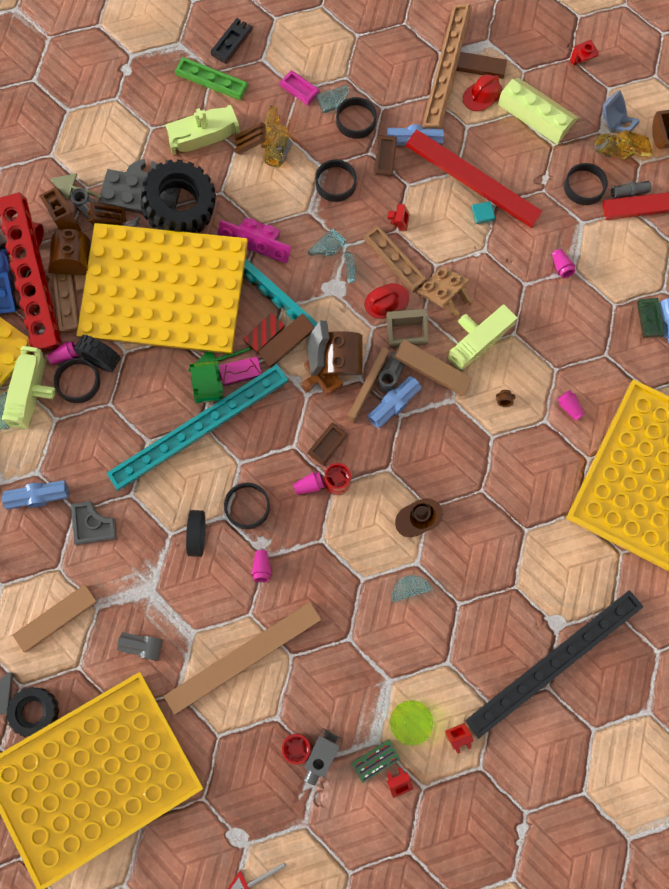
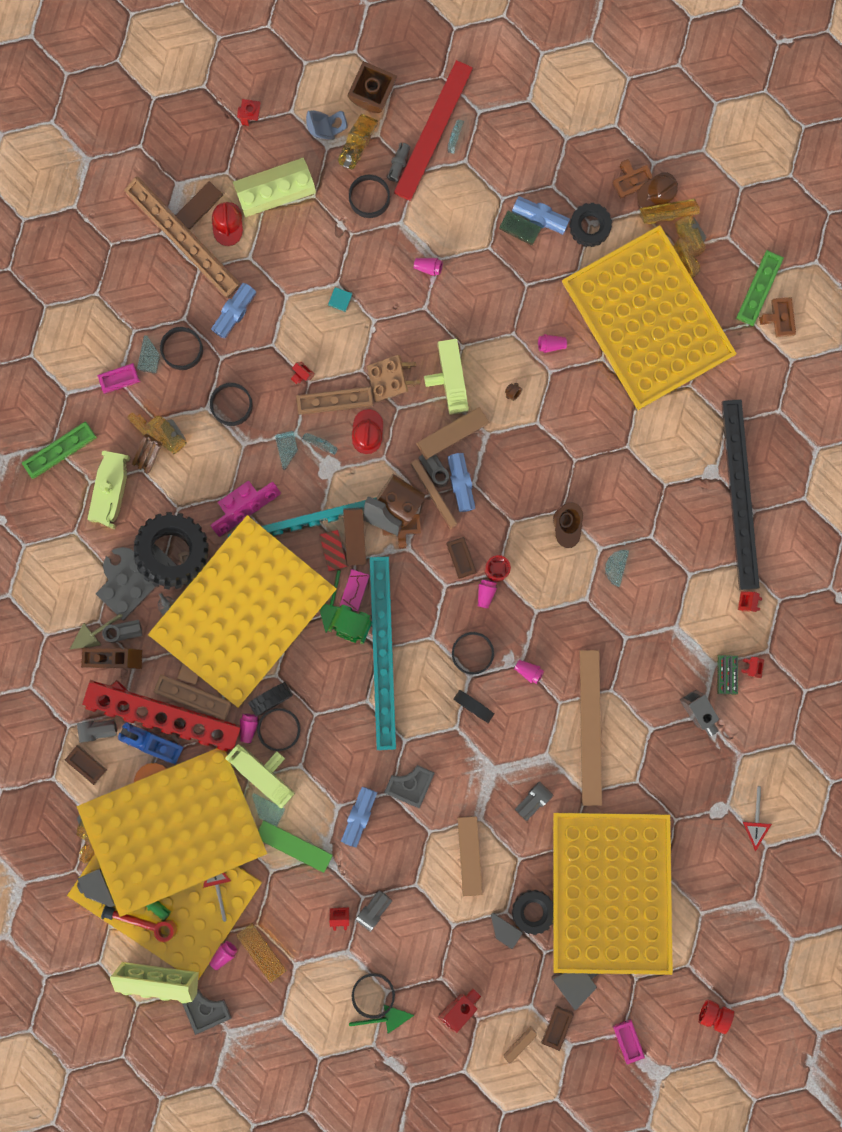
camera: 60 degrees left, 10 degrees up
(69, 252) = (159, 672): reddish brown brick -> none
(93, 219) = (137, 630): reddish brown tile -> none
(231, 40) = (33, 410): black hinge -> none
(296, 748) = (684, 727): red wheel -> none
(385, 155) = (236, 347): reddish brown tile -> none
(407, 317) = (394, 427): dark tan tile -> none
(411, 722) = (716, 630): clear neon green tile -> none
(473, 178) = (305, 288): red tile -> none

